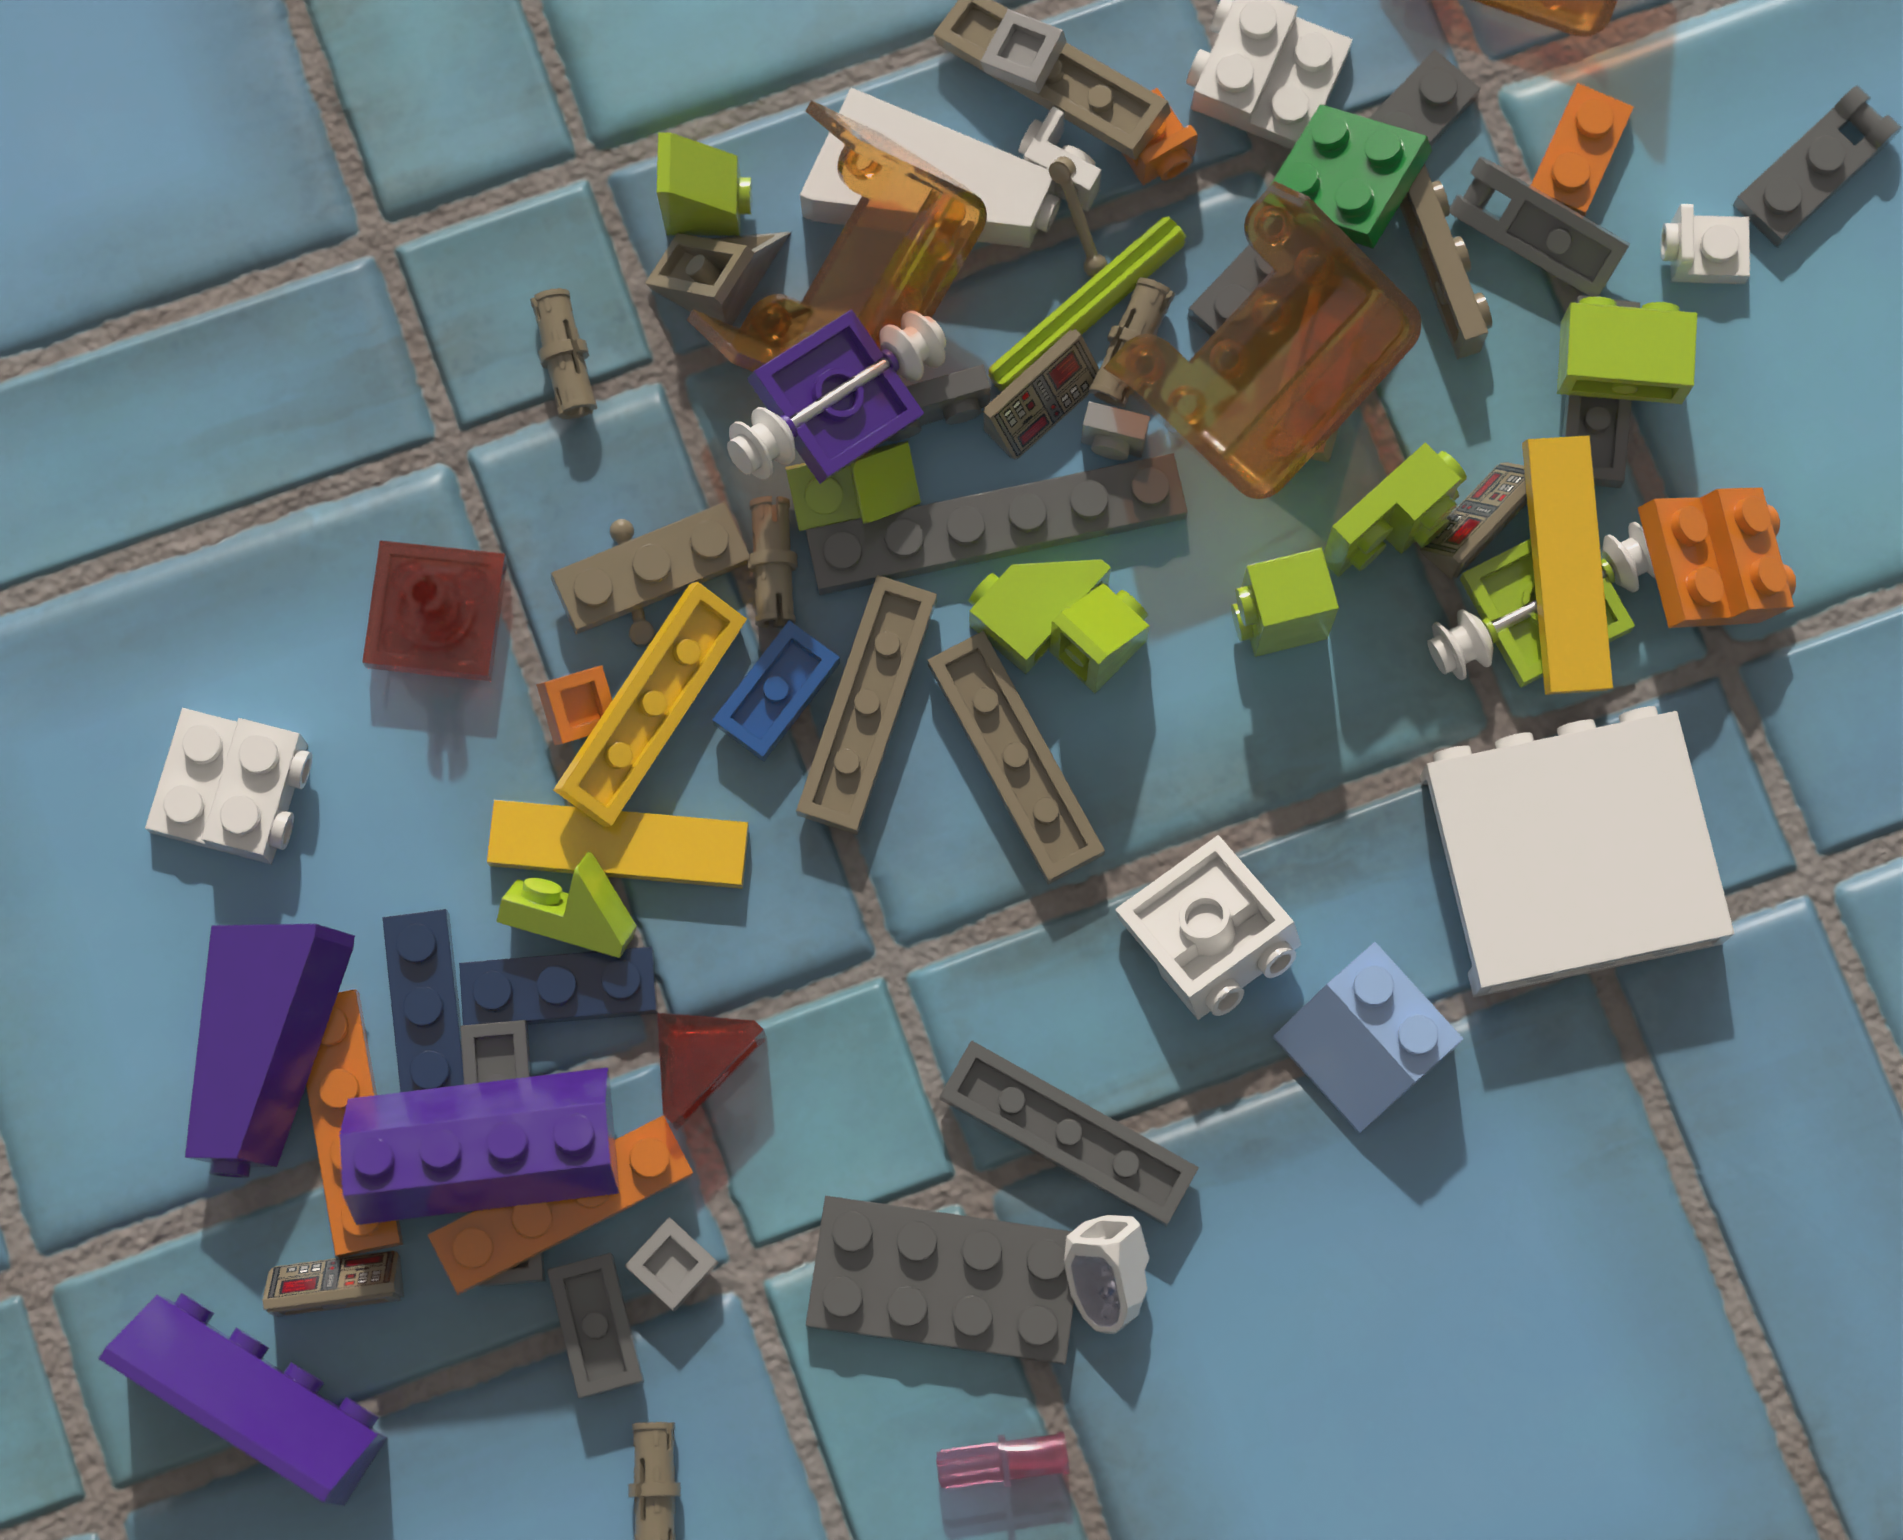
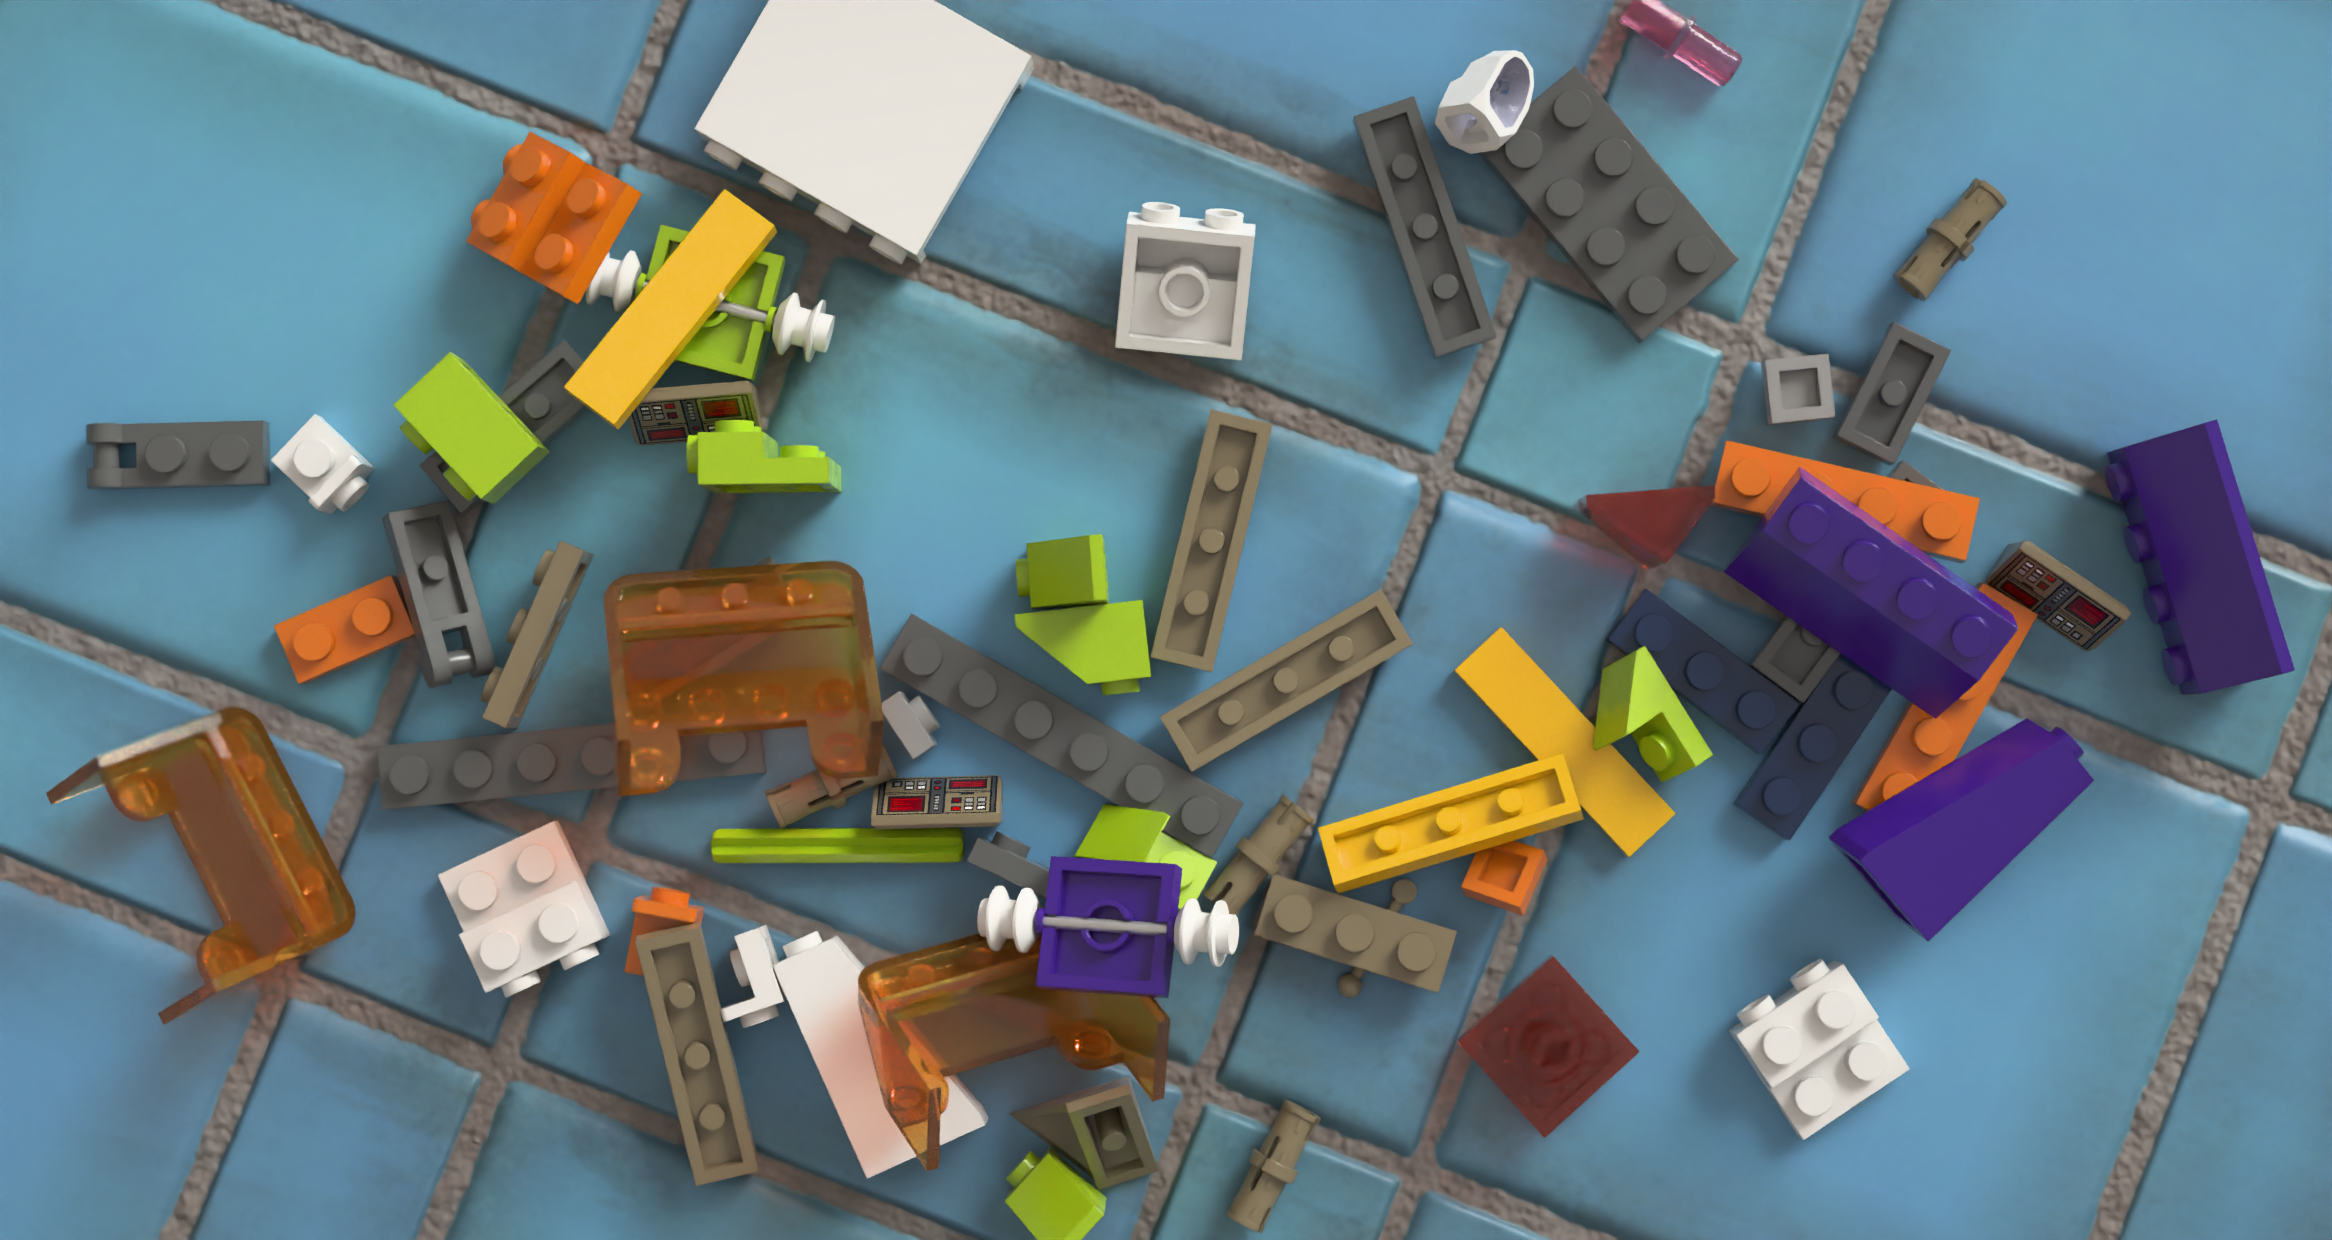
camera: 135 degrees left, 10 degrees up
(776, 691) = (1345, 752): blue plate -> none
(1023, 51) = (708, 1084): light grey plate -> none
(1062, 172) = (767, 958): dark tan hinge -> none
(1285, 603) = (909, 469): lime brick -> none
(1354, 170) = (547, 761): green plate -> none
(1367, 1037) = (1143, 100): light blue slope -> none

